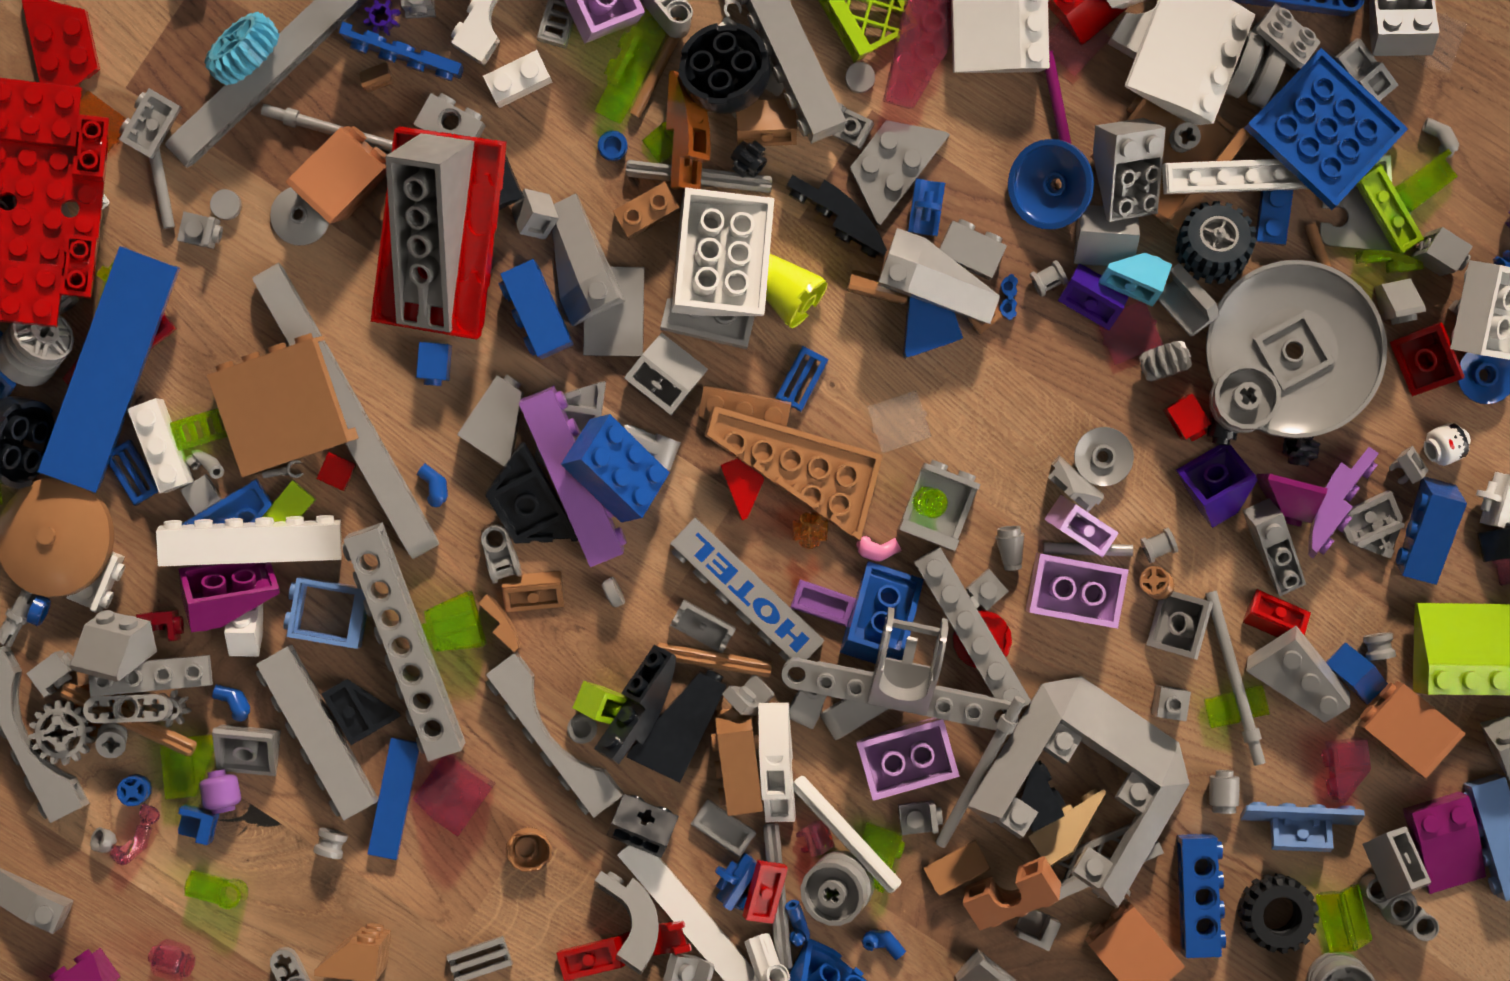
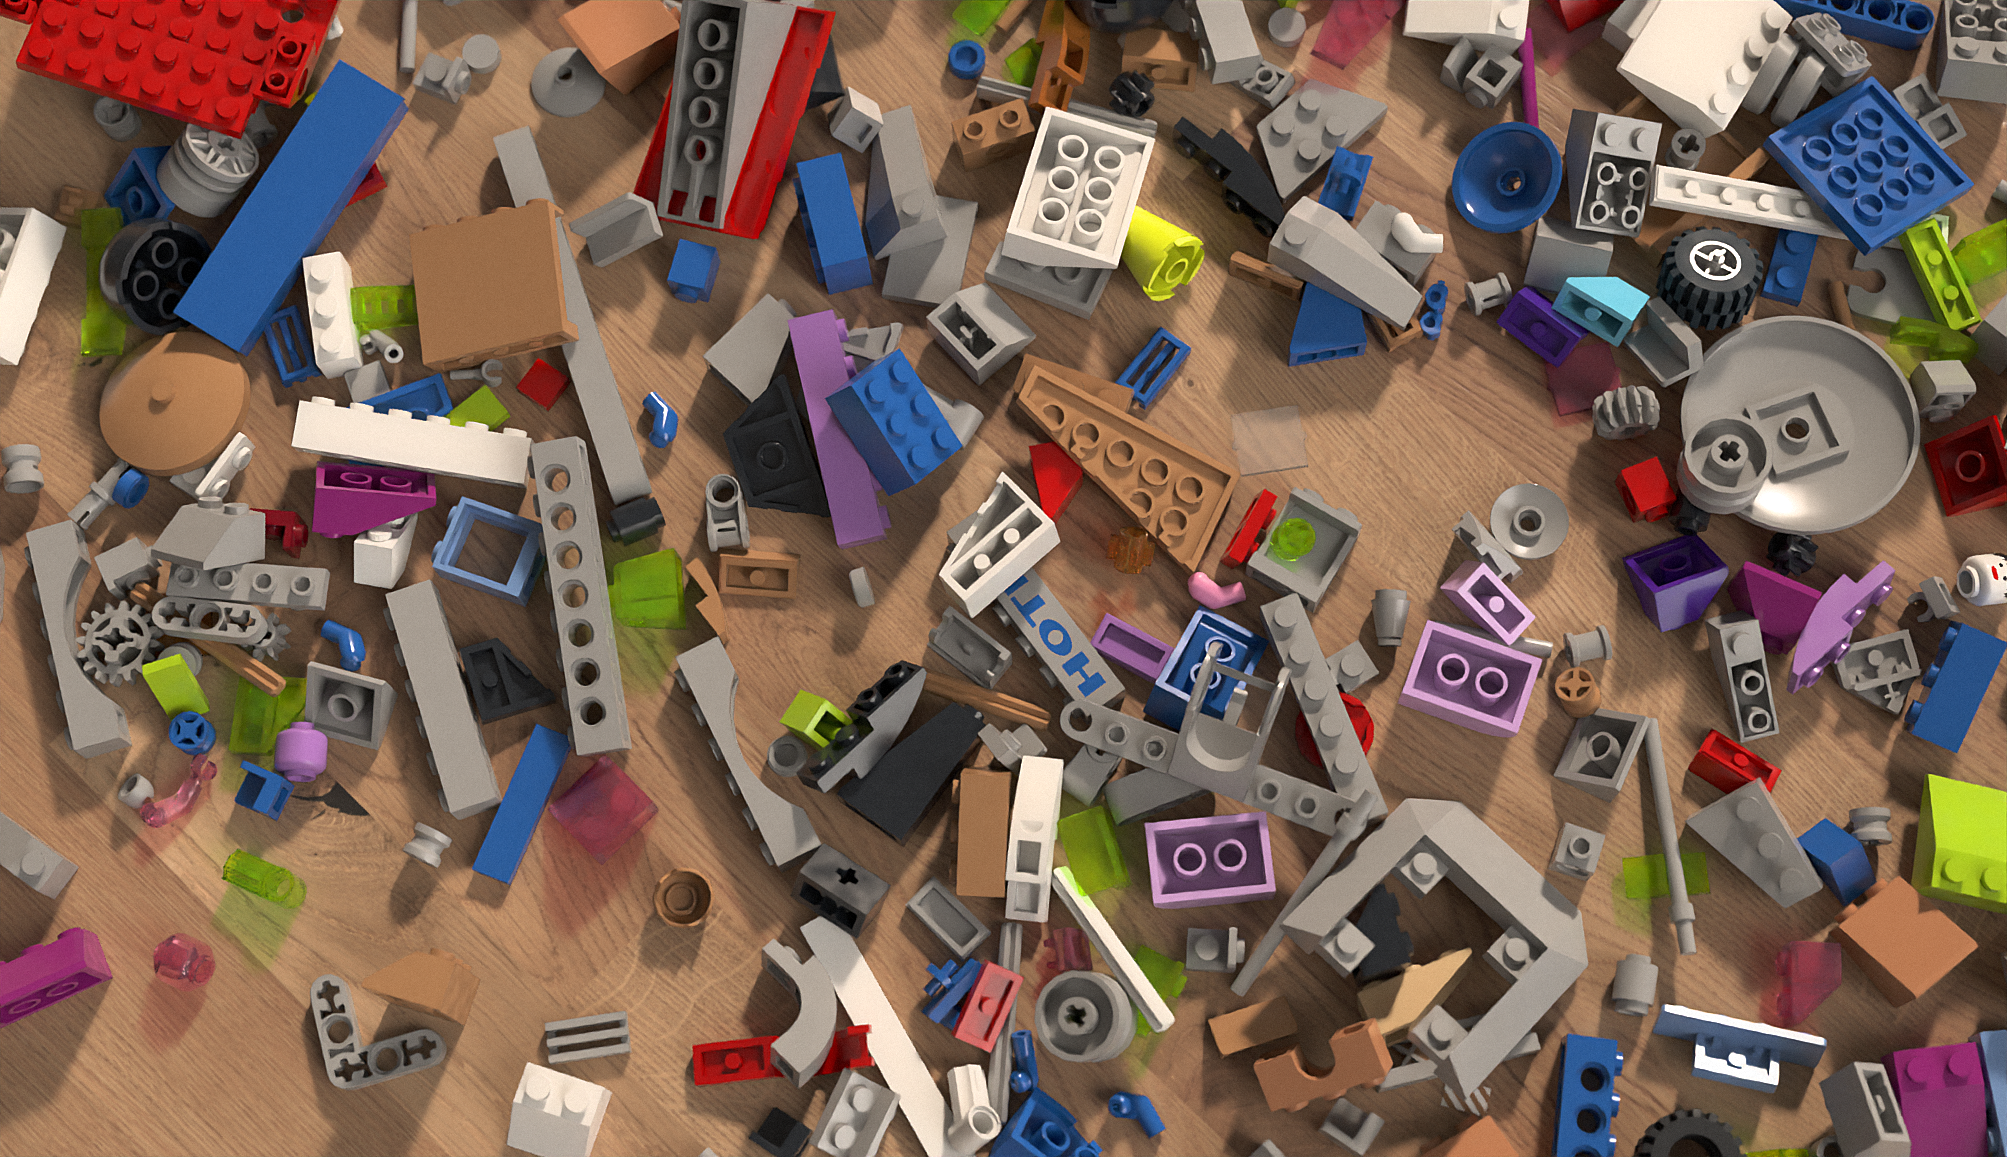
camera: 15 degrees right, 15 degrees down
(114, 762) = (175, 686): none -> lime tile
(370, 340) = (618, 228): none -> light grey panel
(431, 570) = (635, 521): none -> black brick
(713, 556) = (998, 548): none -> white wedge
(822, 764) = (1093, 851): none -> clear neon green panel
(892, 508) = (1257, 517): none -> red plate
(985, 250) = (1412, 238): none -> white arm
(1001, 90) = (1458, 65): none -> light grey slope
(1034, 91) = (1493, 67): none -> light grey brick

